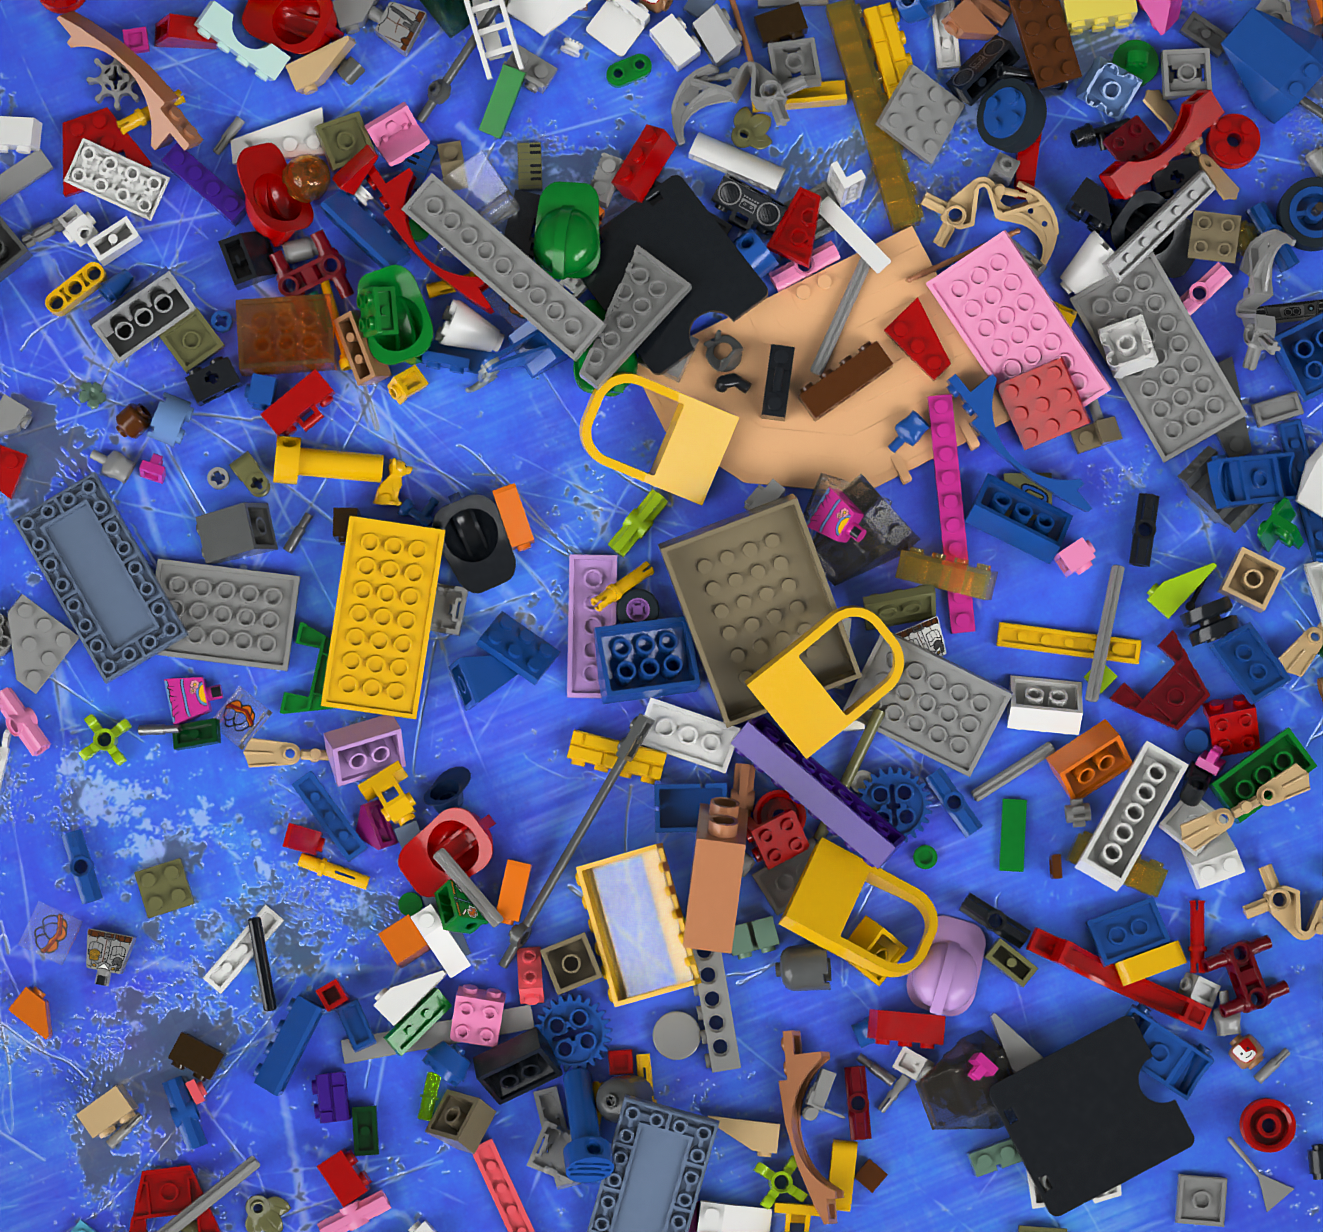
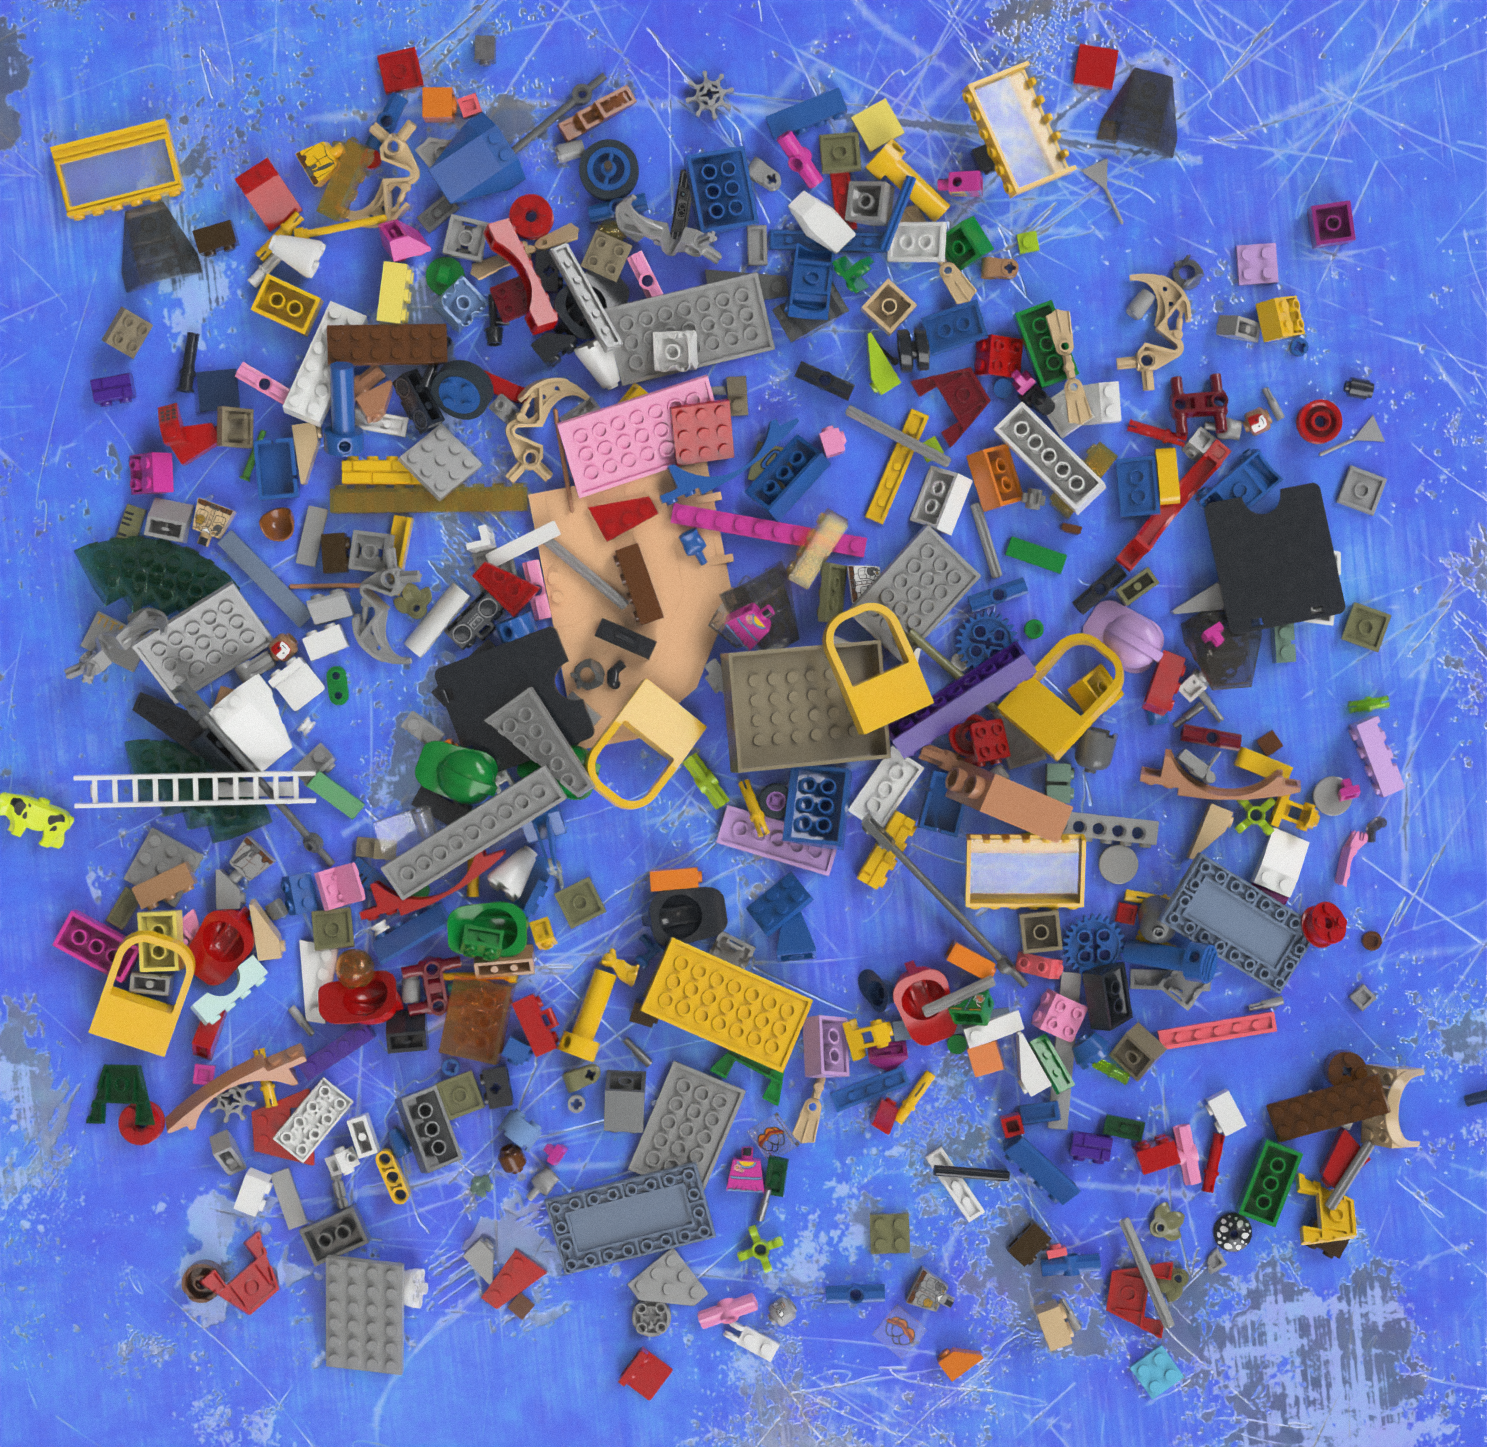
camera: 70 degrees left, 5 degrees up
(37, 786) = (782, 1311): none -> light grey head
(52, 92) = (227, 1152): none -> light grey slope
(355, 171) = (360, 928): red slope -> none
(375, 92) = (299, 893): none -> blue bracket
(455, 417) = (580, 902): none -> olive plate
(529, 166) = (394, 786): olive tile -> none
(644, 163) = (418, 695): red brick -> none

